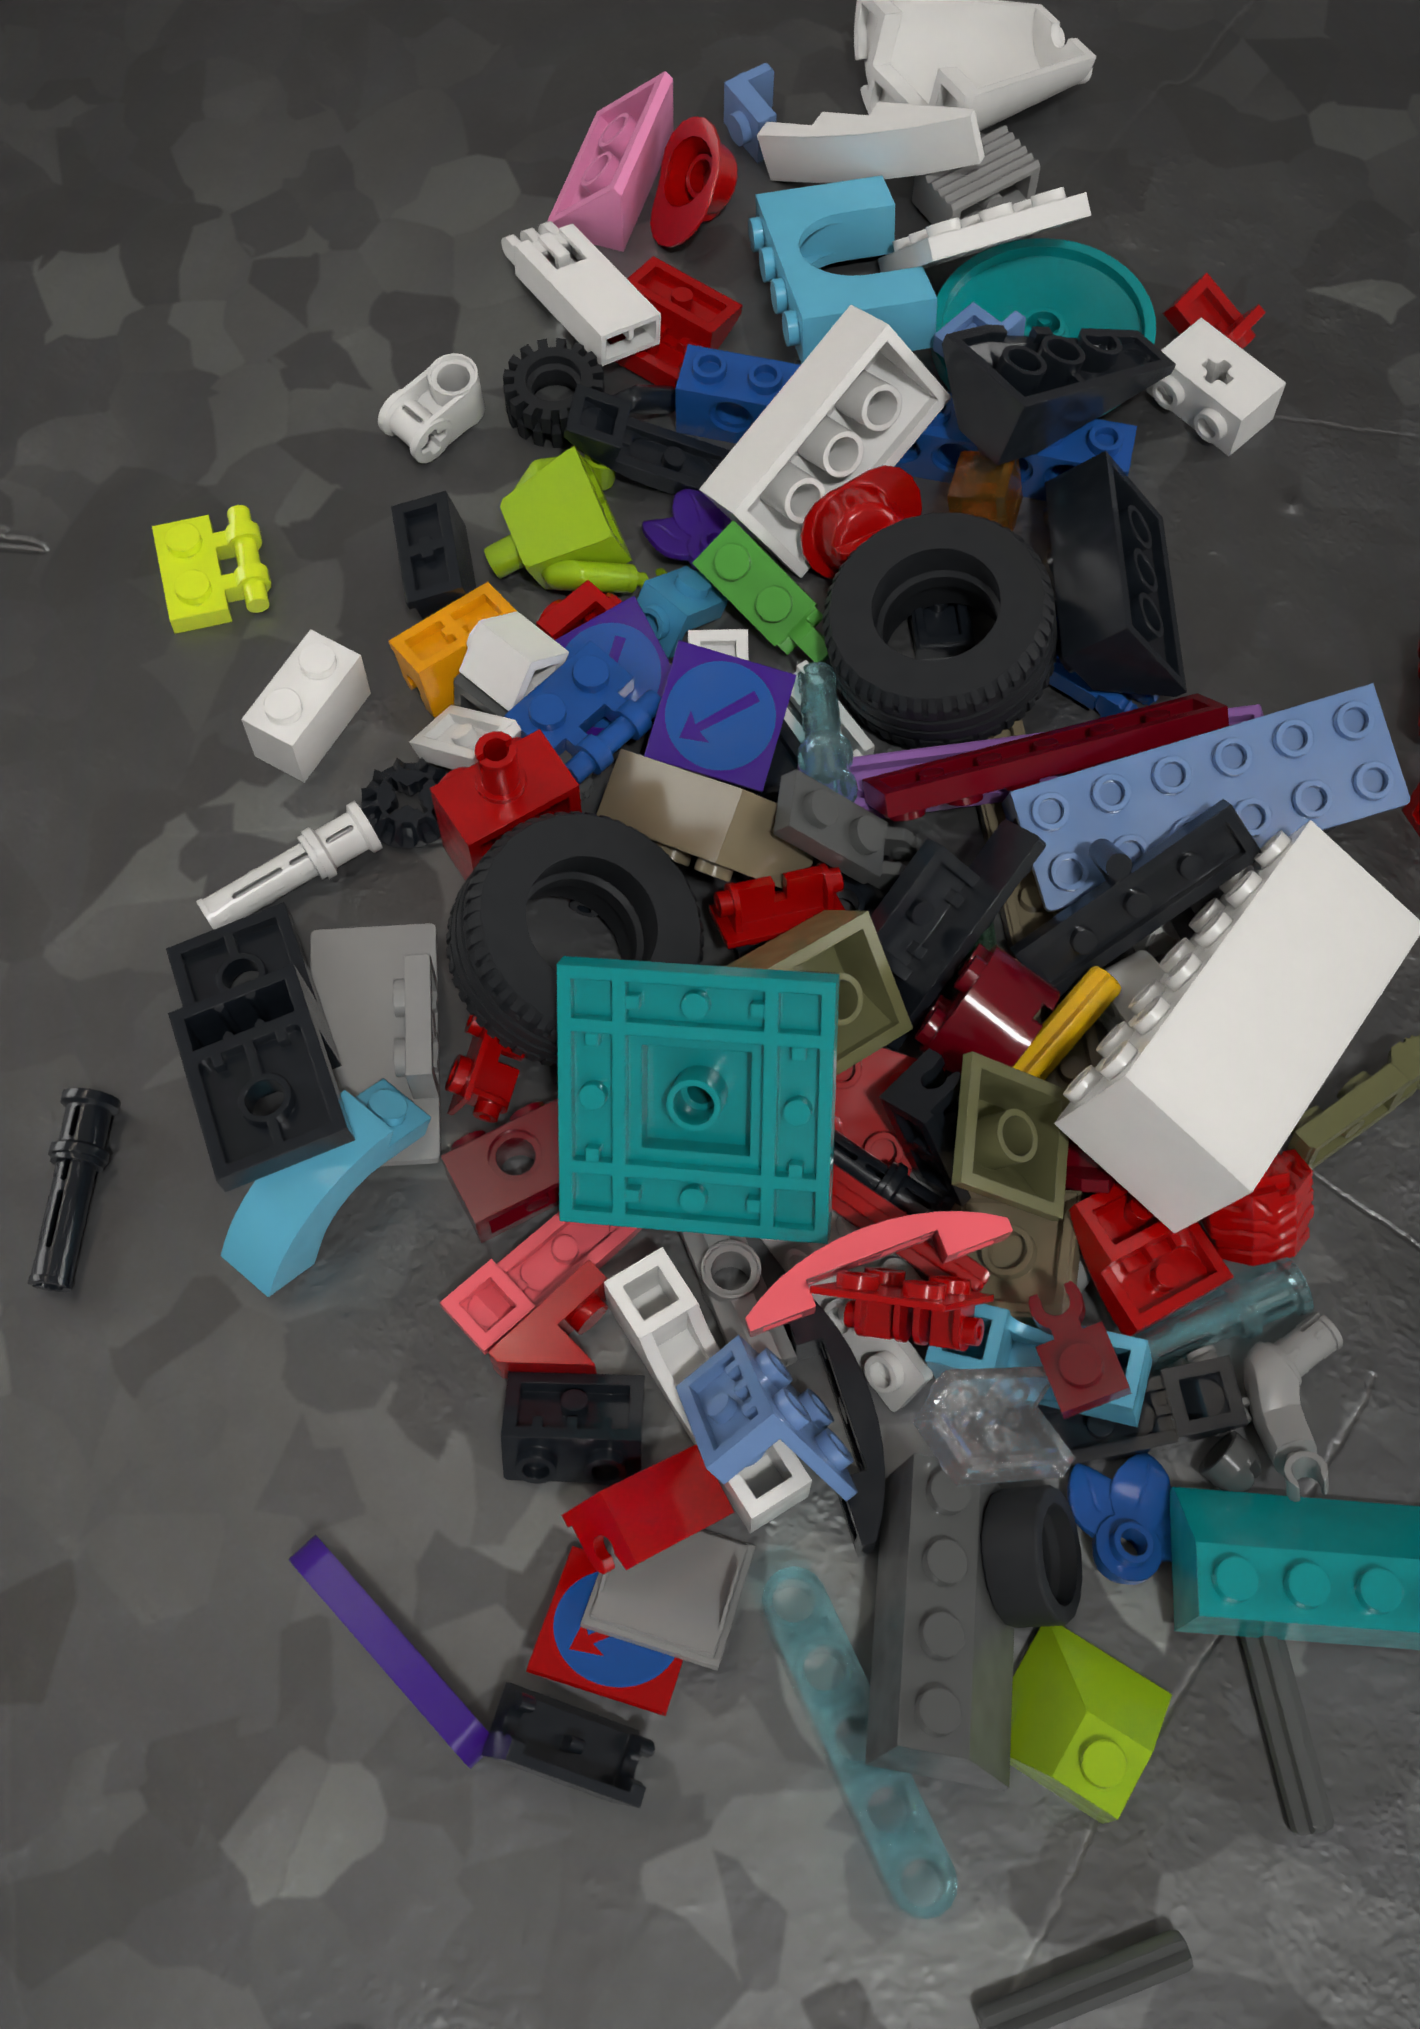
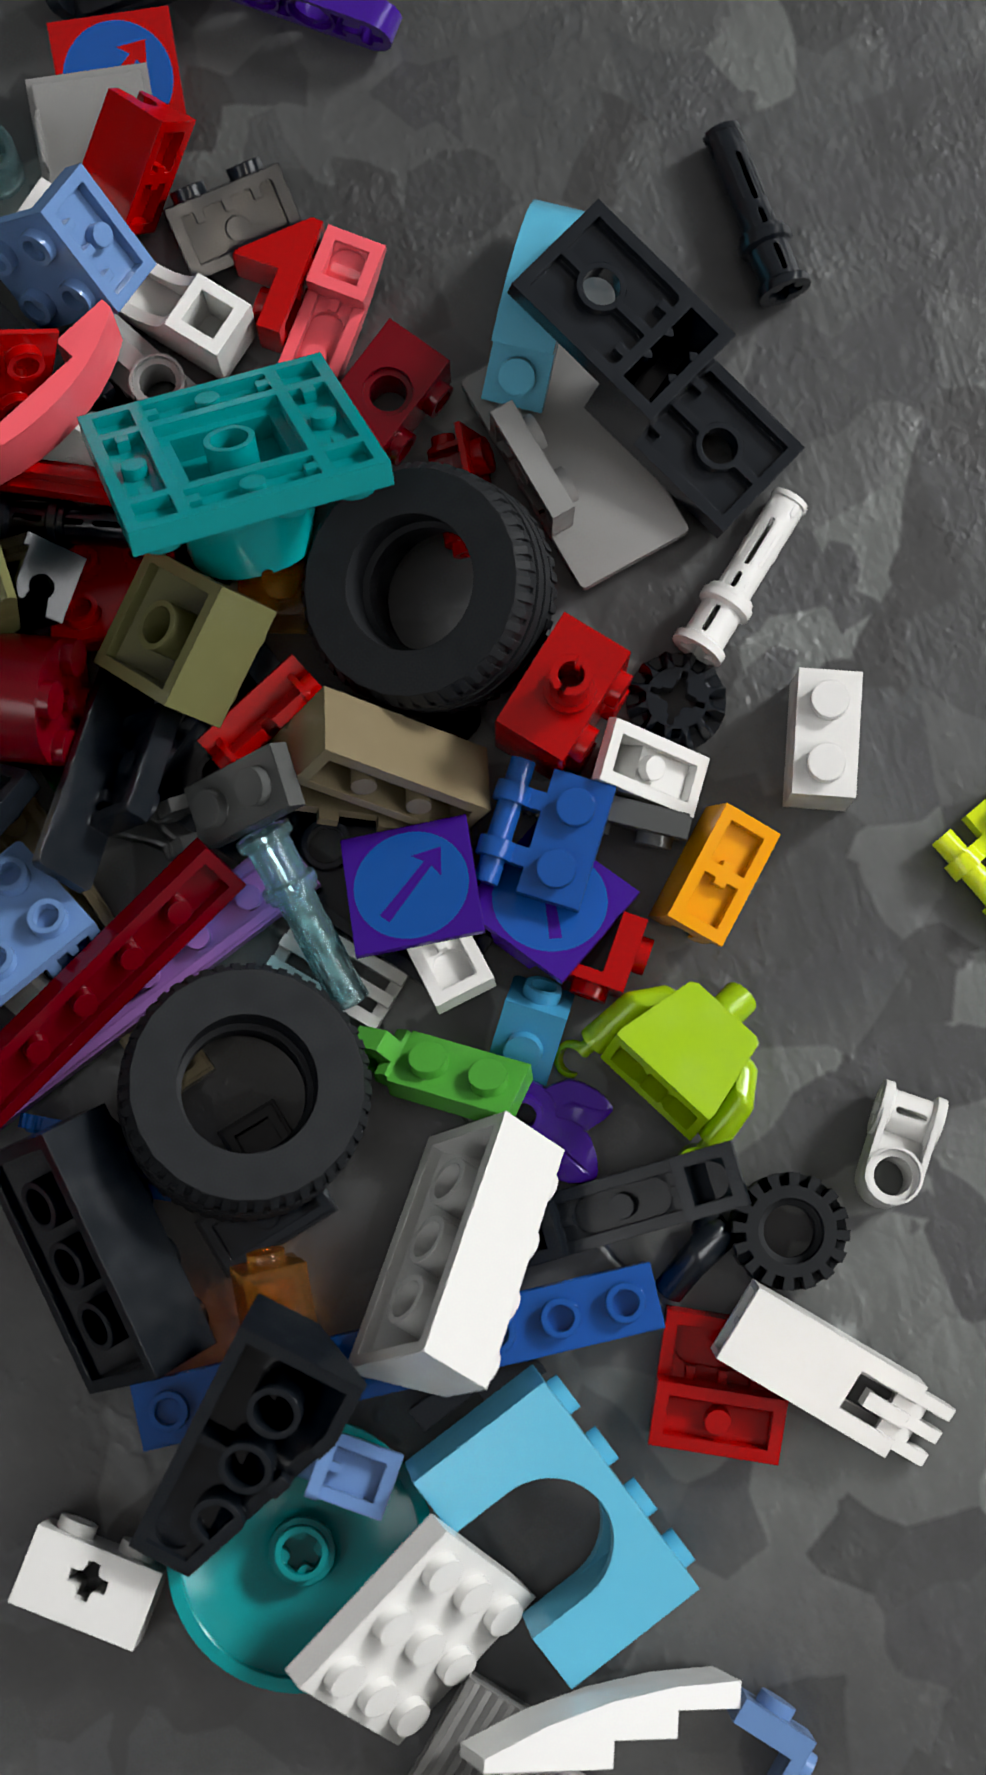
camera: 155 degrees right, 15 degrees up
(432, 553) = (792, 960): black hinge -> none
(510, 657) = (642, 853): white brick -> none
(618, 165) = (890, 1577): bright pink slope -> none
(693, 183) = (785, 1586): red piece -> none
(855, 513) = (380, 1202): red piece -> none
(1209, 302) = (125, 1682): red bracket -> none

